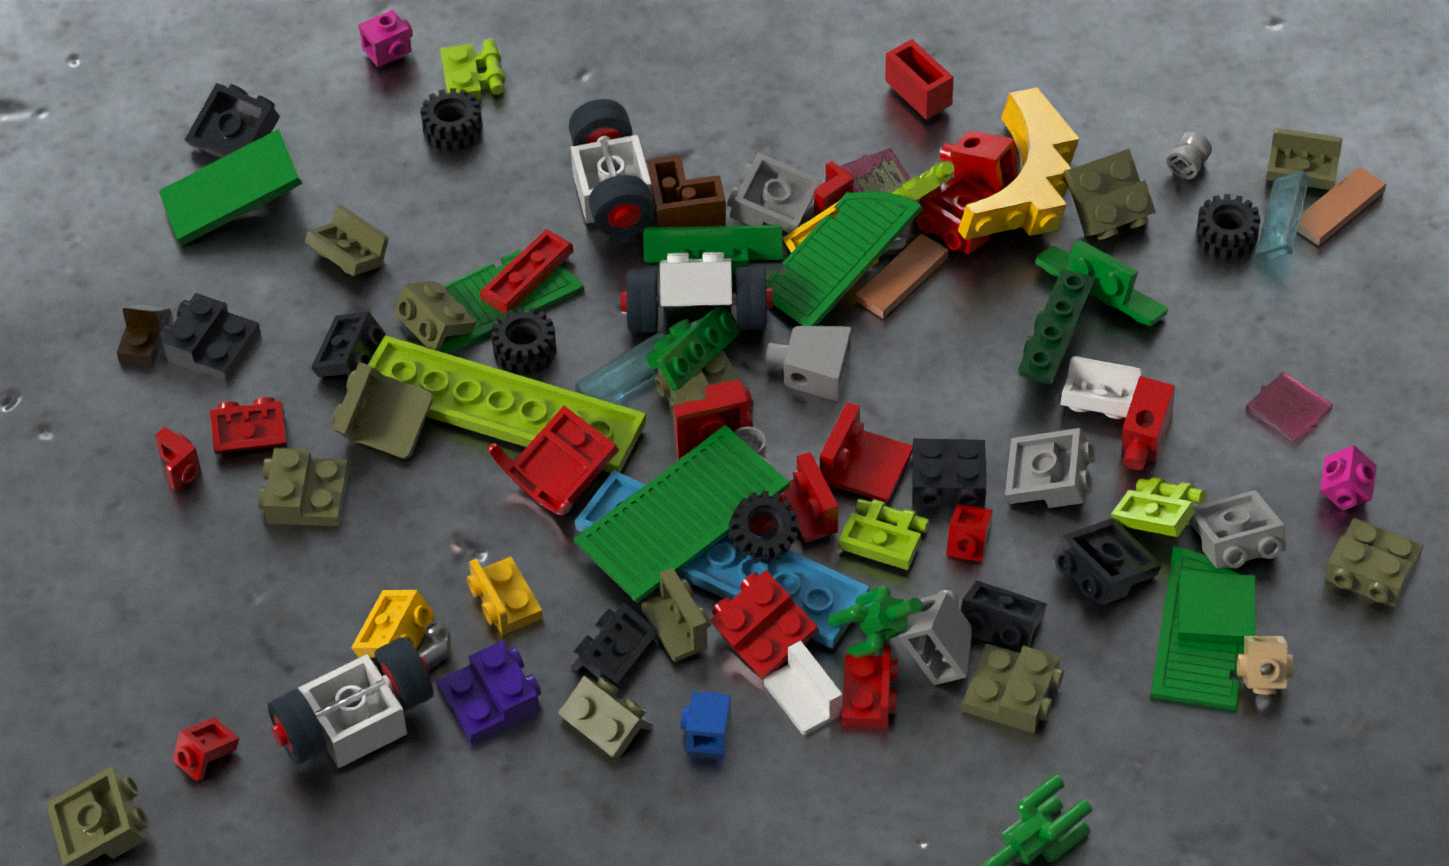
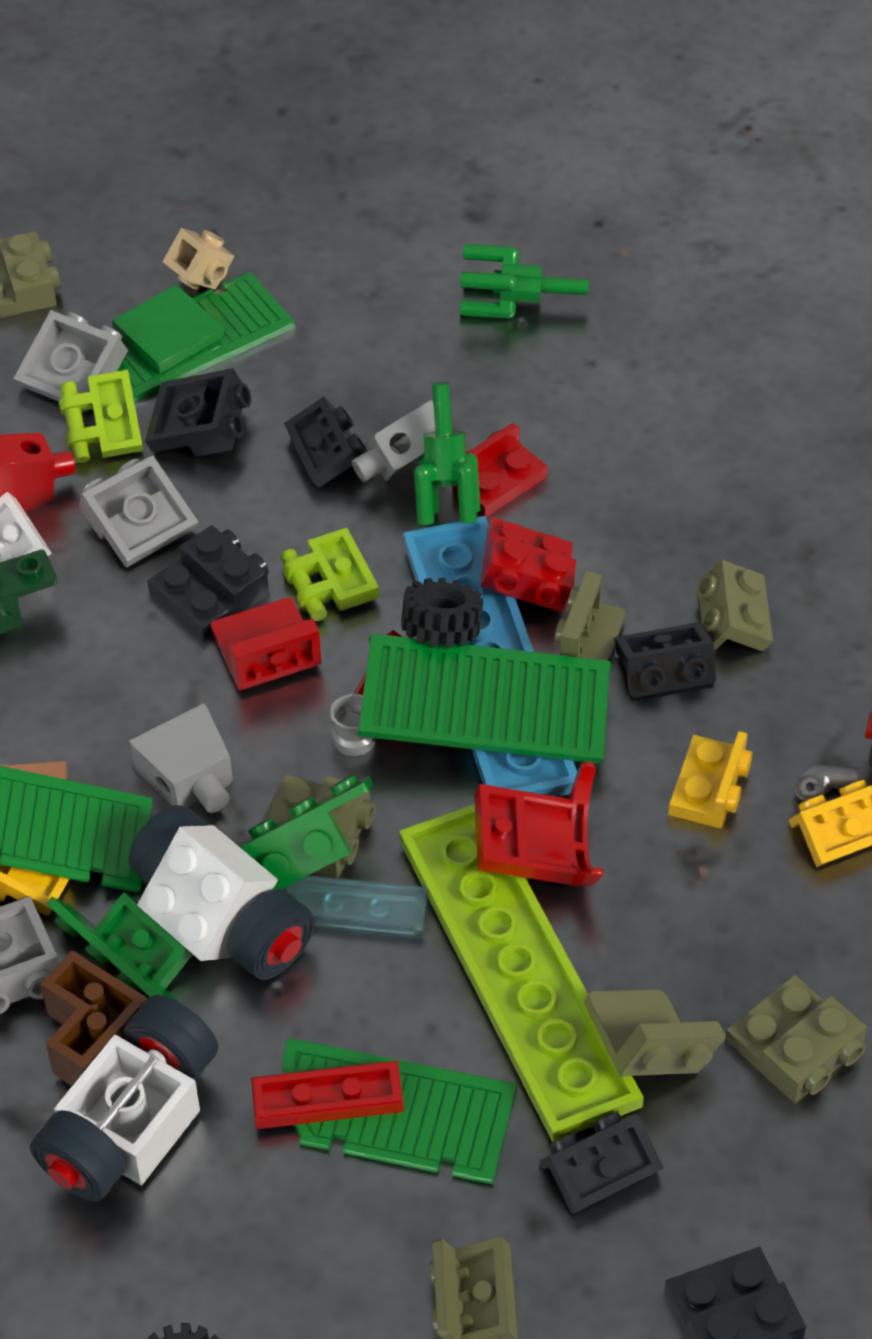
camera: 135 degrees left, 0 degrees up
(248, 426) = (791, 1156): red bracket -> none
(432, 313) = (477, 1115): olive bracket -> none
(490, 692) = (812, 703): dark purple plate -> none
(523, 355) = (418, 991): black tyre -> none
(697, 420) = (359, 746): red plate -> none
(707, 722) = (659, 535): blue brick -> none
(805, 691) = (549, 504): white panel -> none
(812, 500) = (347, 639): red bracket -> none
(968, 532) = (260, 519): red bracket -> none
(1013, 686) = (382, 387): olive plate -> none

